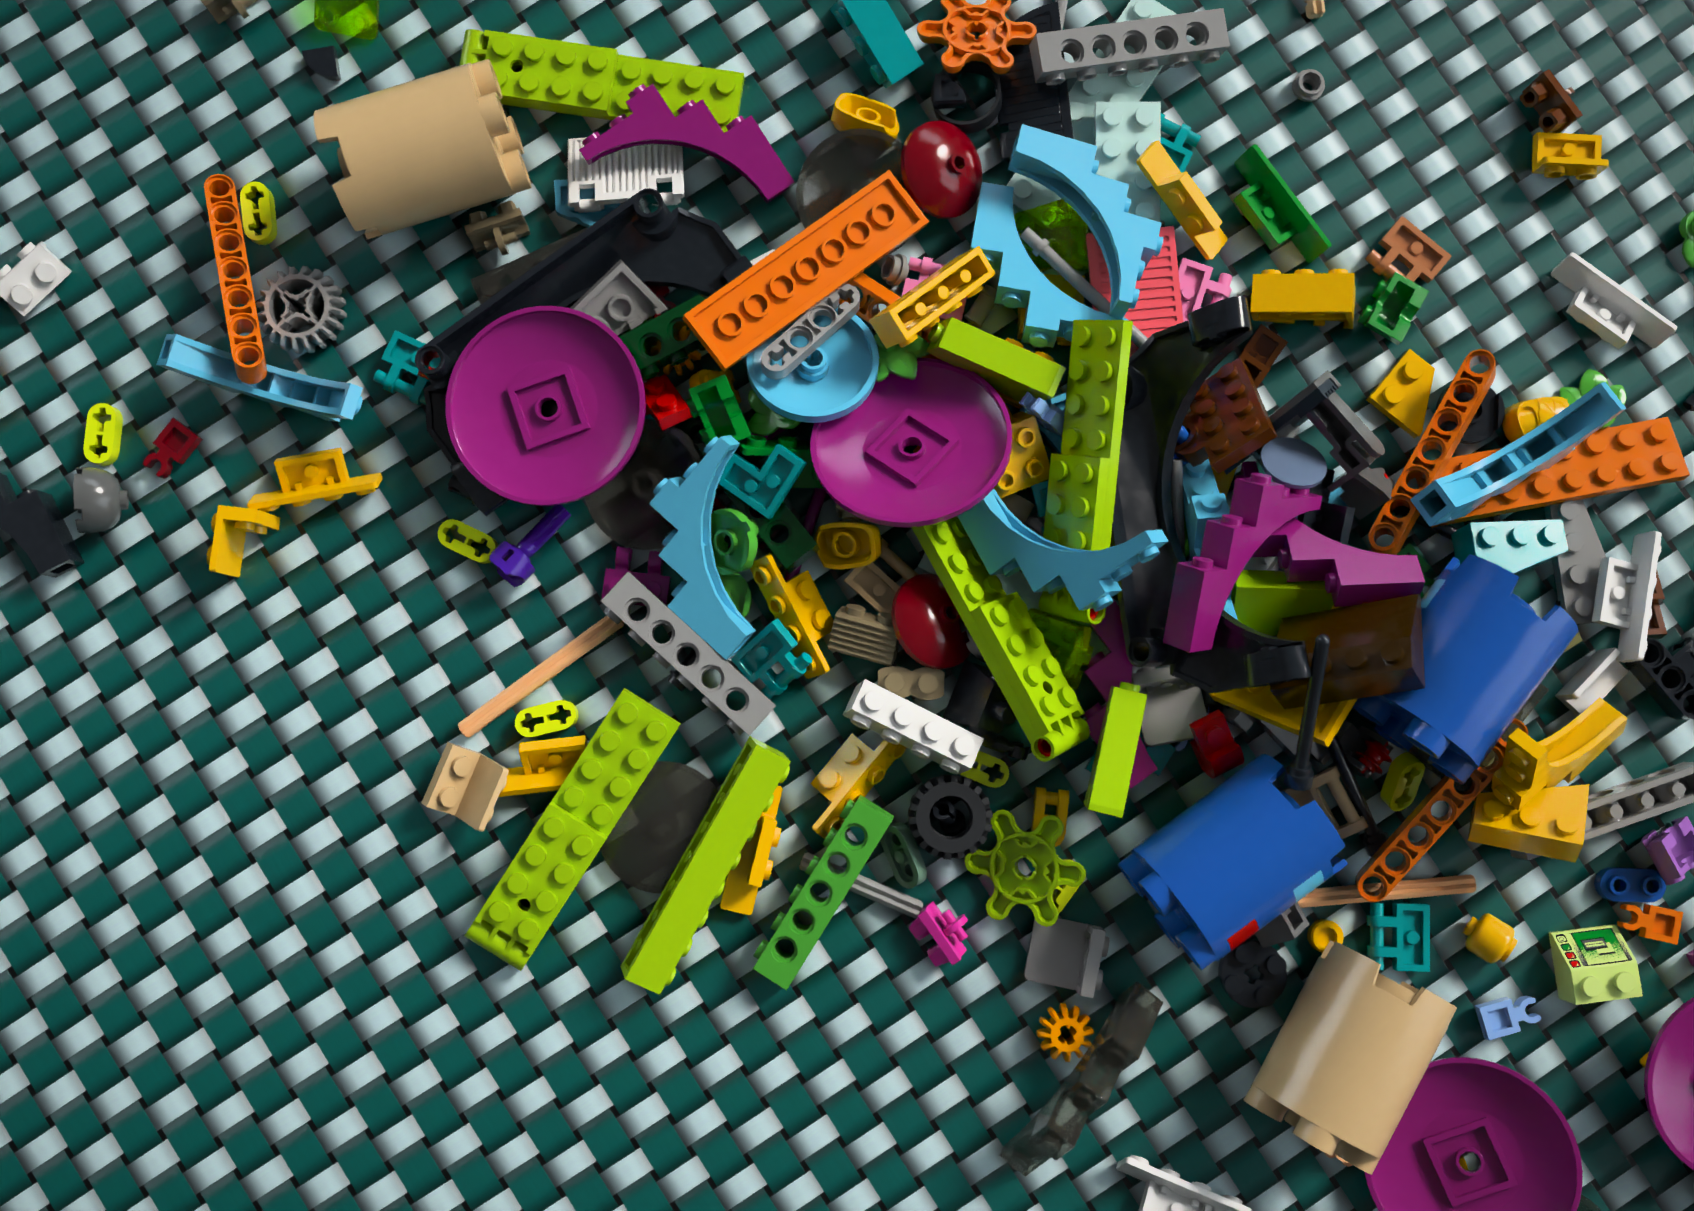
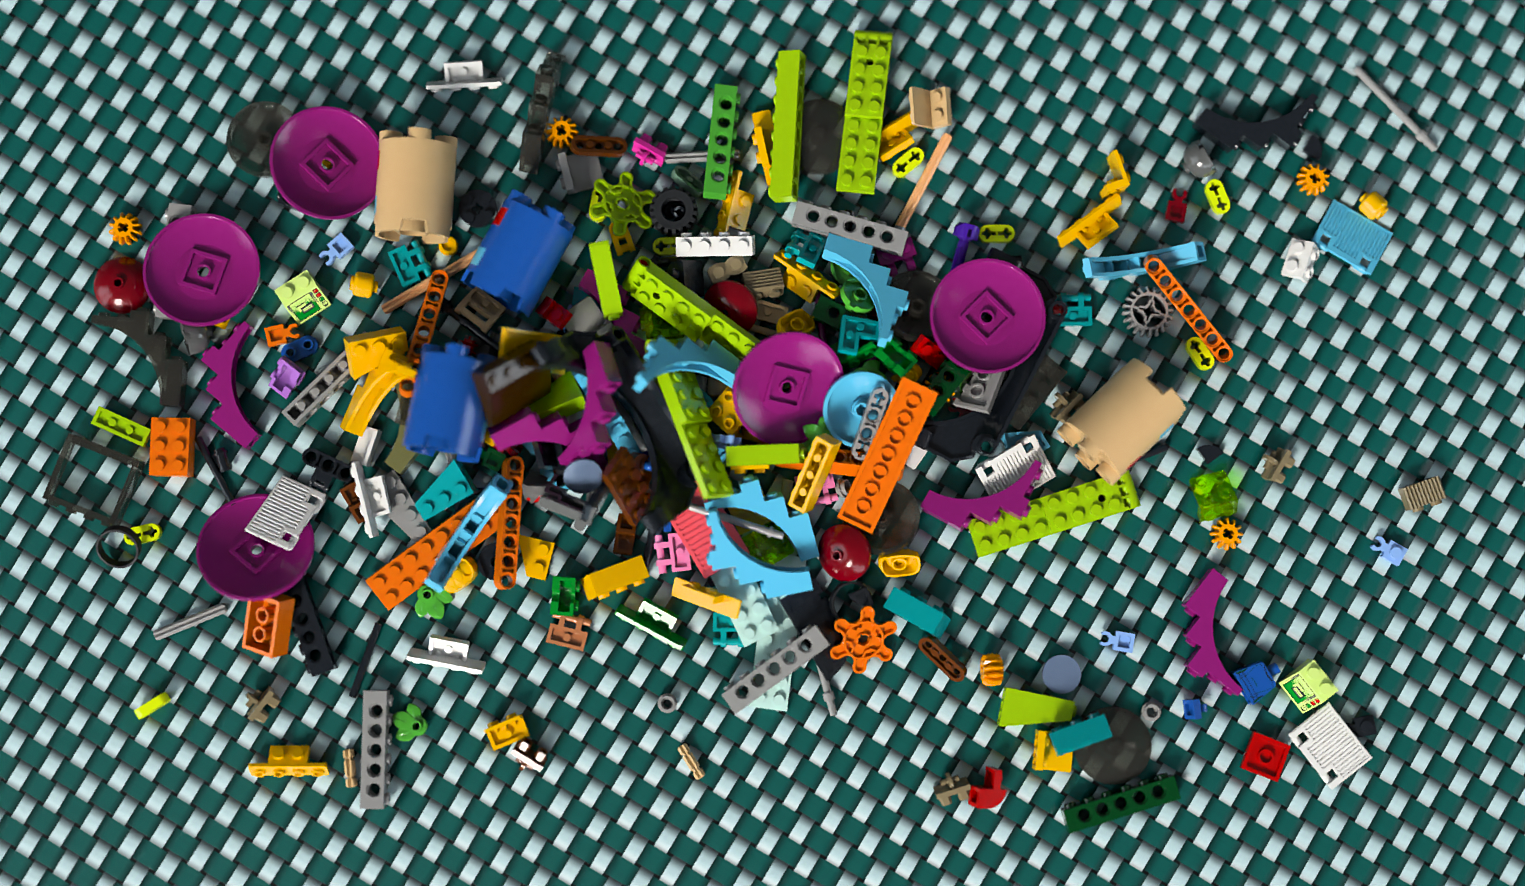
camera: 150 degrees right, 0 degrees up
(1003, 979) = (605, 143): none -> reddish brown plate
(1284, 927) = (475, 238): flat silver brick -> none
(1299, 773) = (509, 309): black piece -> none
(1402, 781) = (444, 336): neon yellow beam -> none

